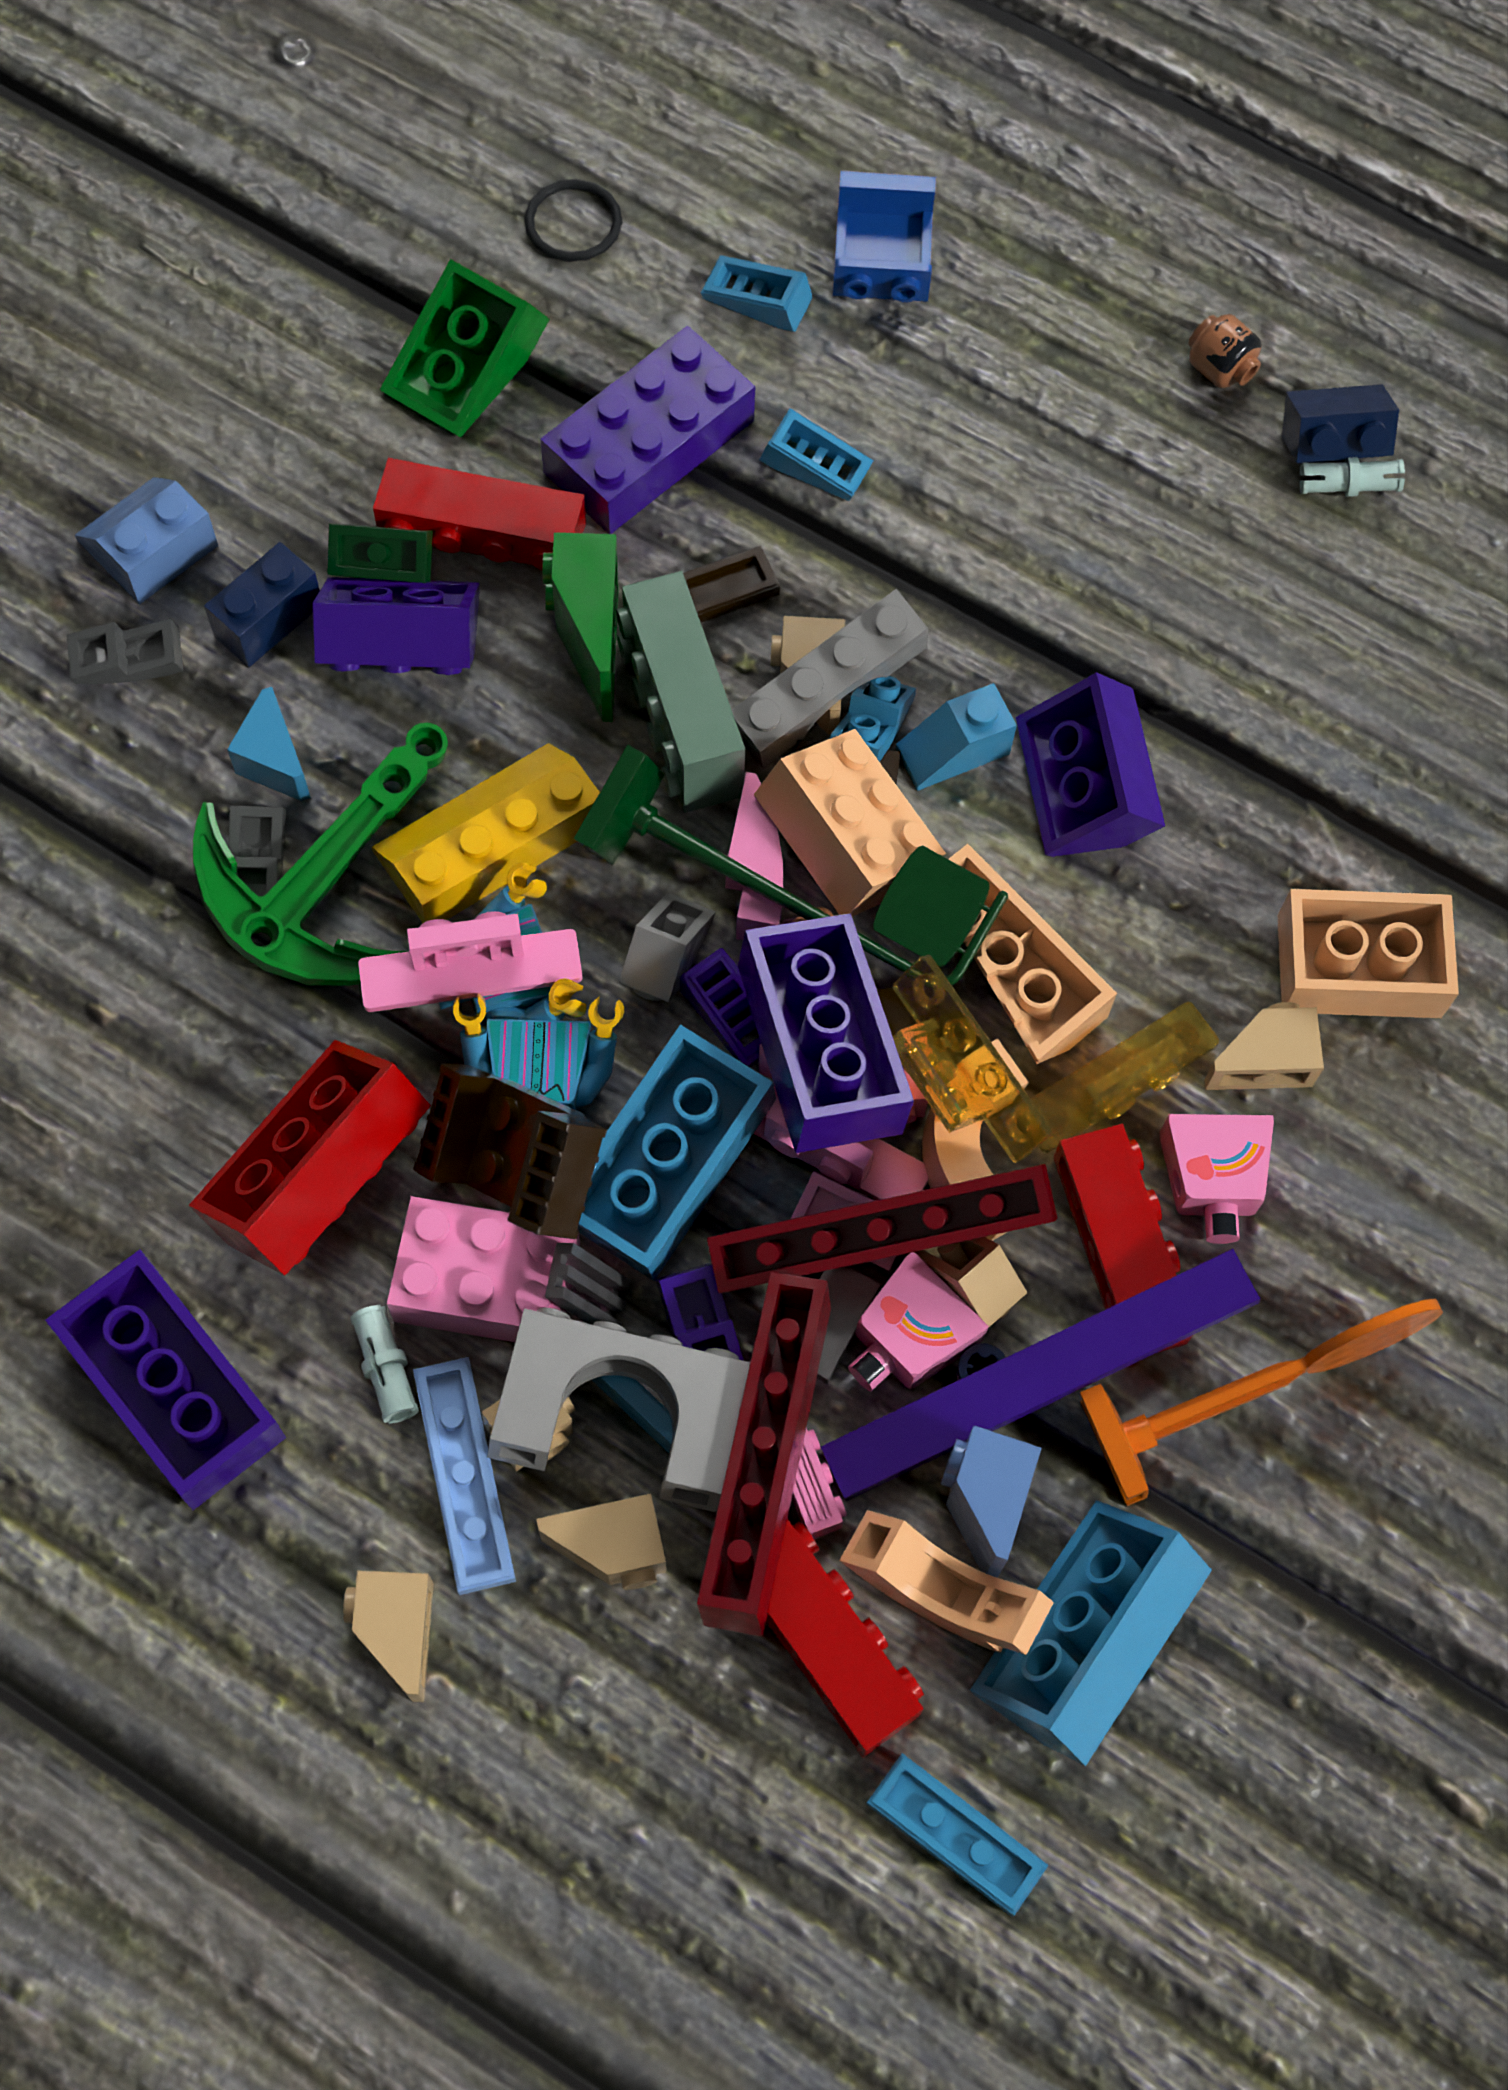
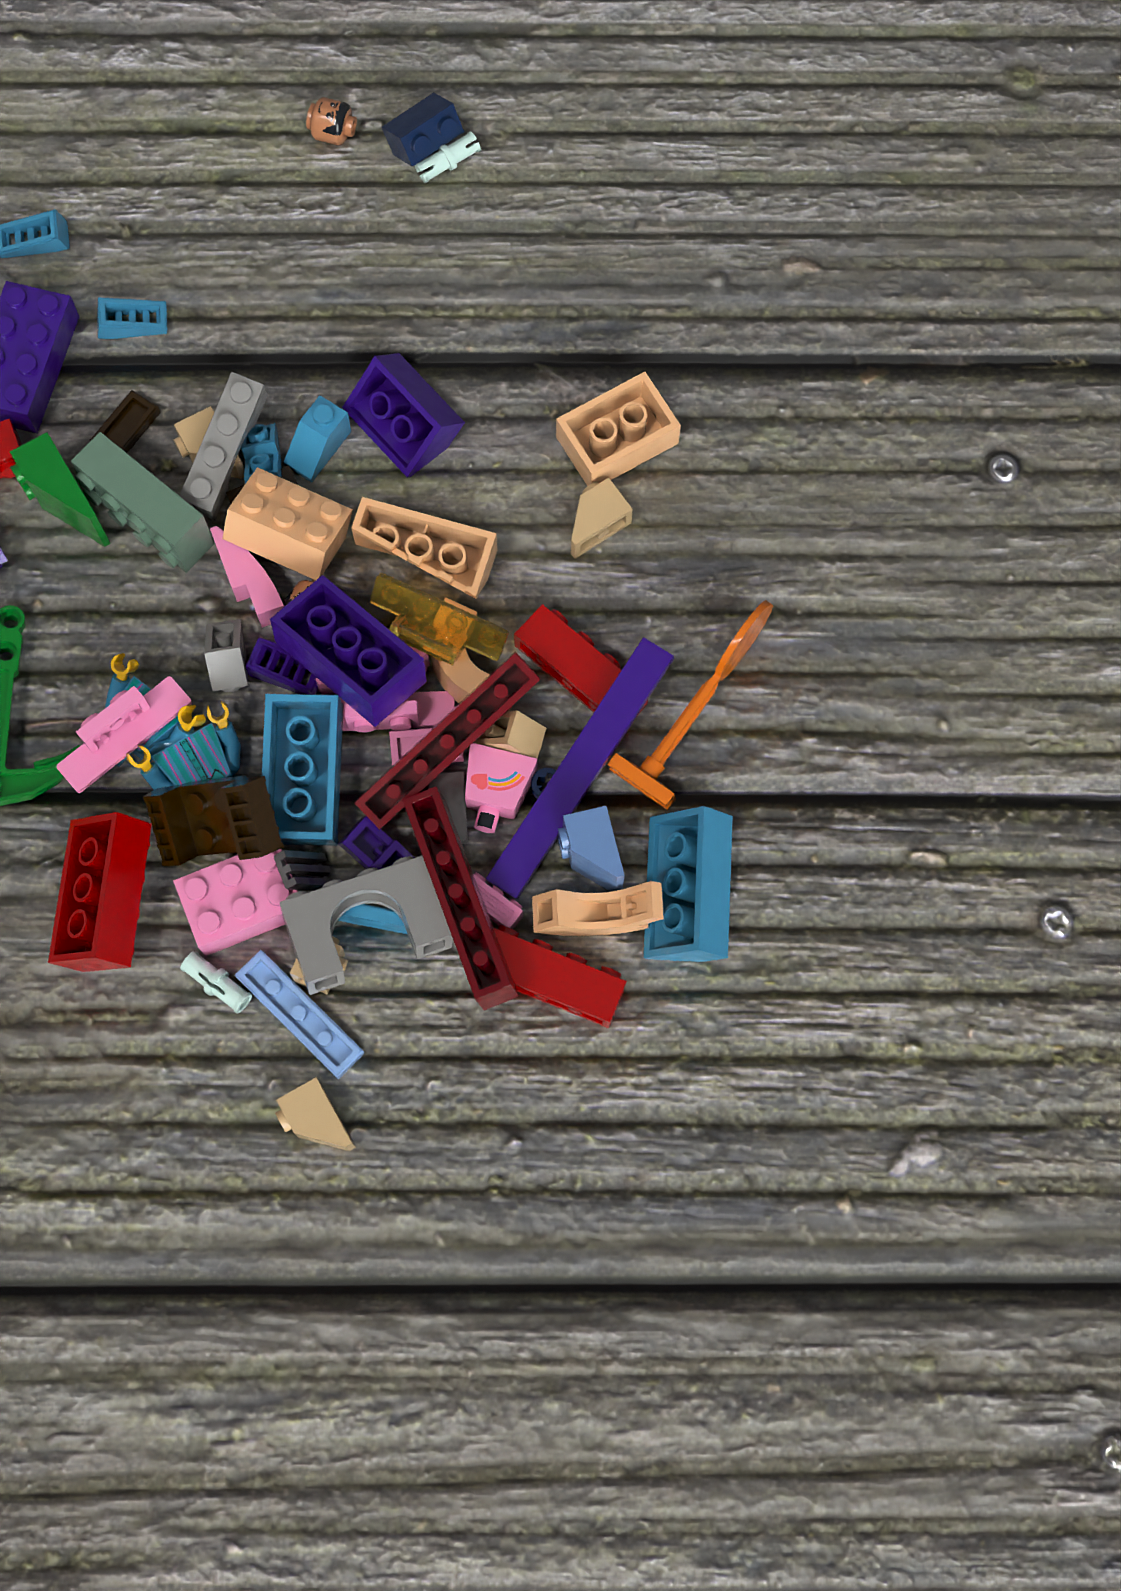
camera: 30 degrees left, 5 degrees up
(166, 1379) = (98, 1064): dark purple brick -> none
(480, 835) = (81, 649): yellow slope -> none
(610, 1540) = (403, 998): tan slope -> none
(884, 236) = (87, 160): blue panel -> none
(924, 910) = (361, 549): dark green piece -> none
(957, 1835) = (682, 1036): dark azure tile -> none
(1125, 1072) = (523, 580): clear yellow bracket -> none
(1218, 1167) = (607, 598): bright pink torso -> none

